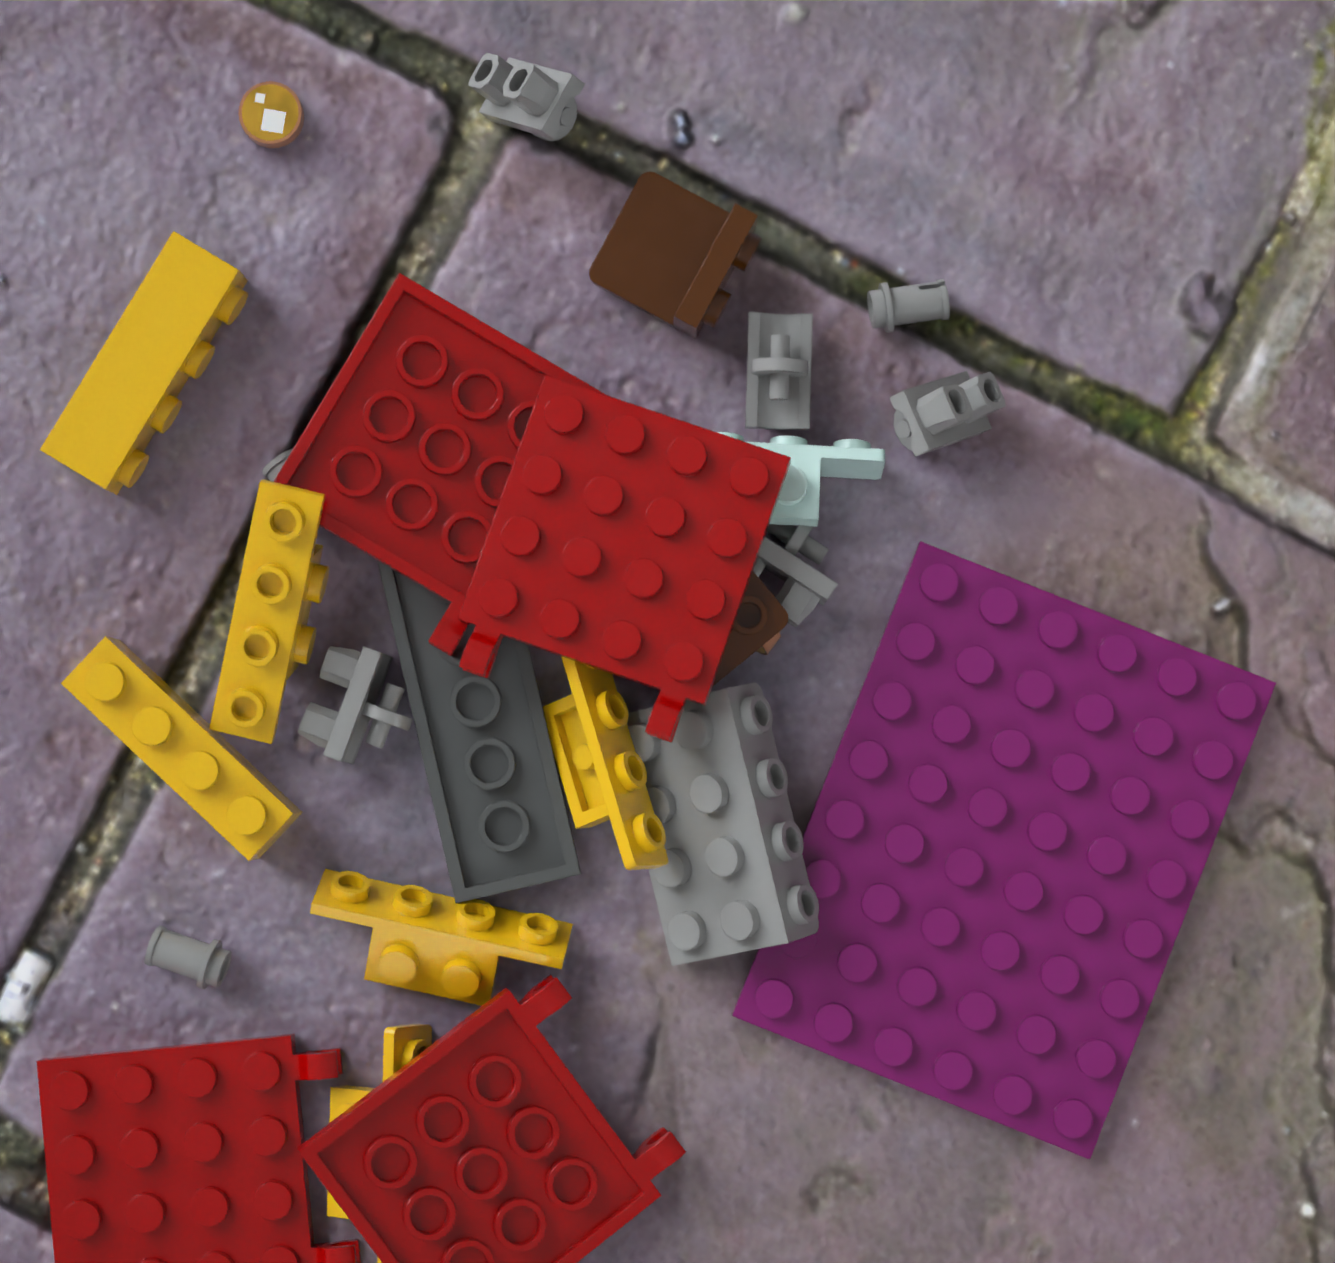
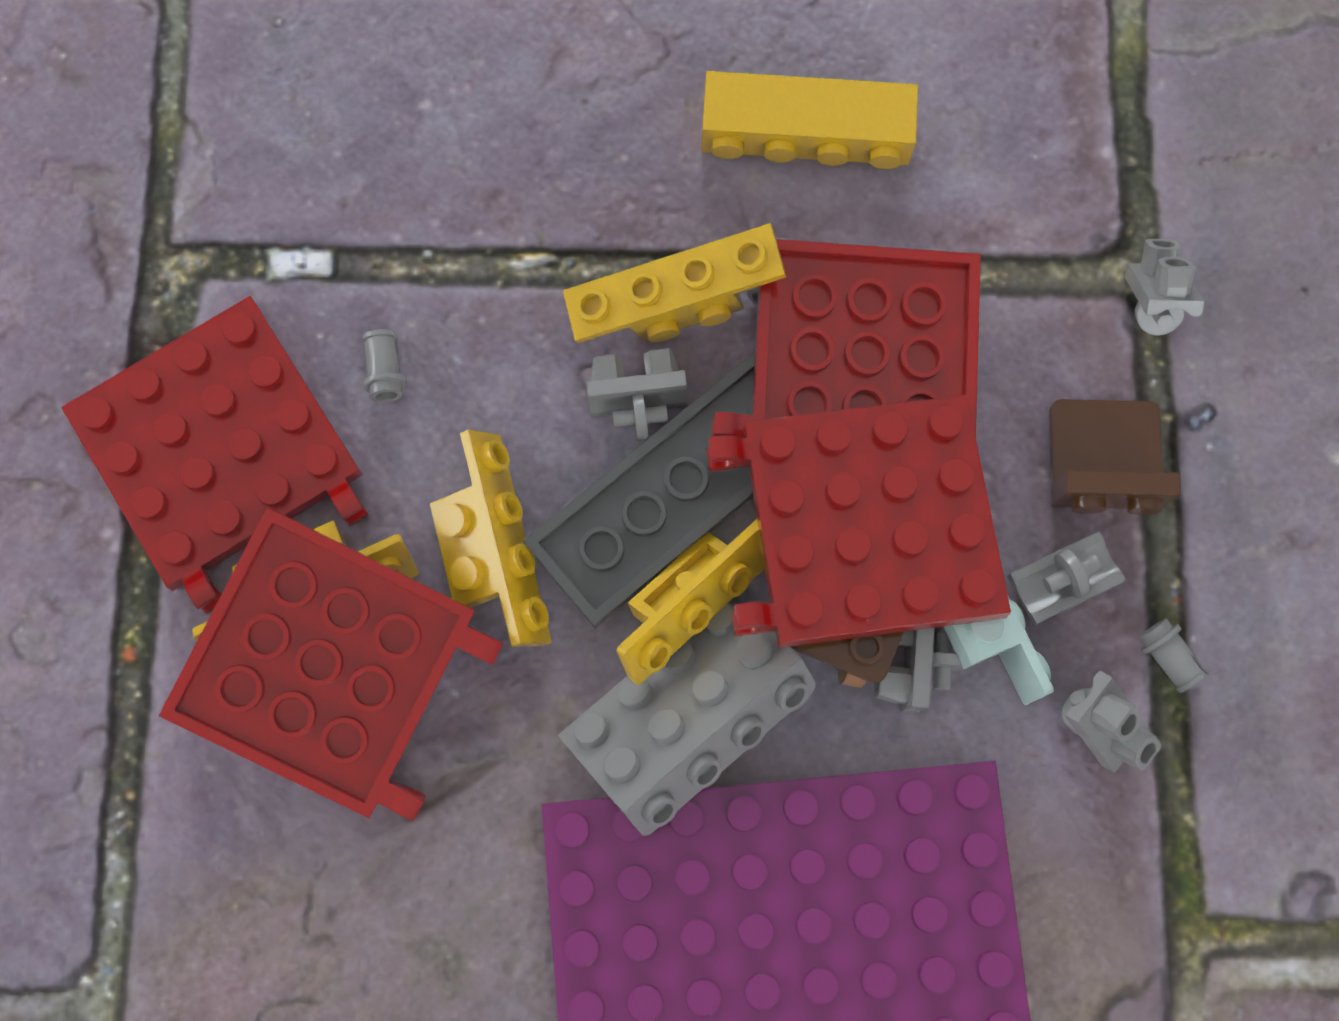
camera: 60 degrees right, 10 degrees down
(181, 748) = (535, 282): yellow brick -> none
(271, 114) = (1038, 119): tile -> none

